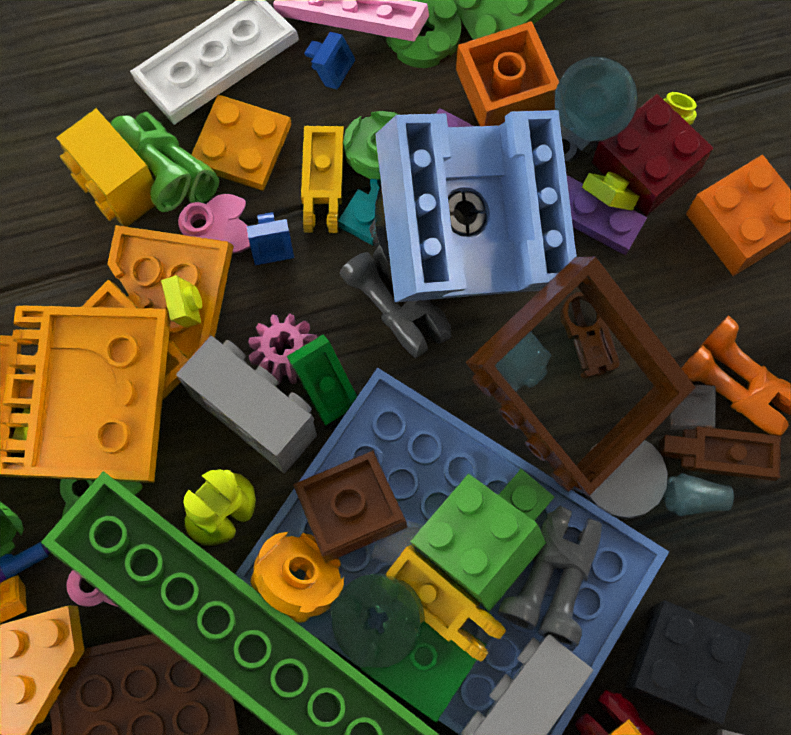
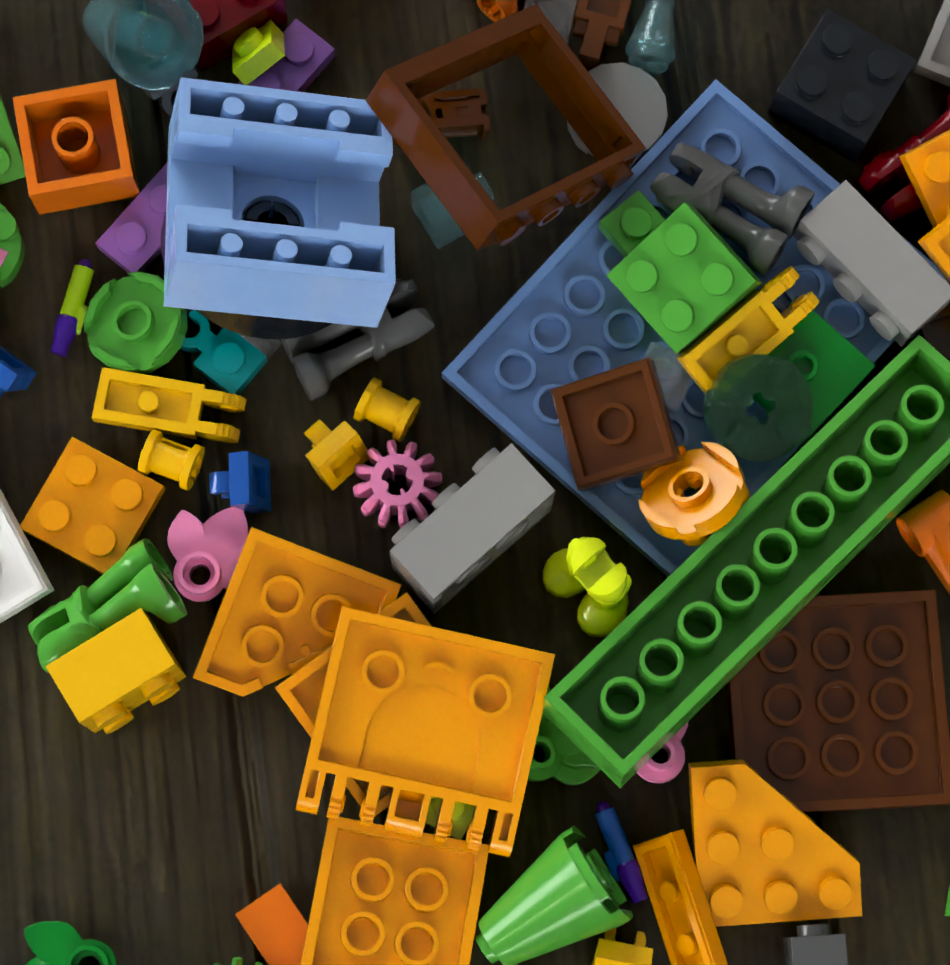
camera: 85 degrees left, 5 degrees up
(182, 301) = (325, 590): neon yellow plate -> none
(281, 186) = (171, 459): none -> yellow bush
(302, 298) = (335, 452): none -> yellow tile
(323, 379) = (450, 435): green plate -> none
(344, 331) = (387, 409): none -> yellow bush
(379, 102) = (72, 313): none -> piece

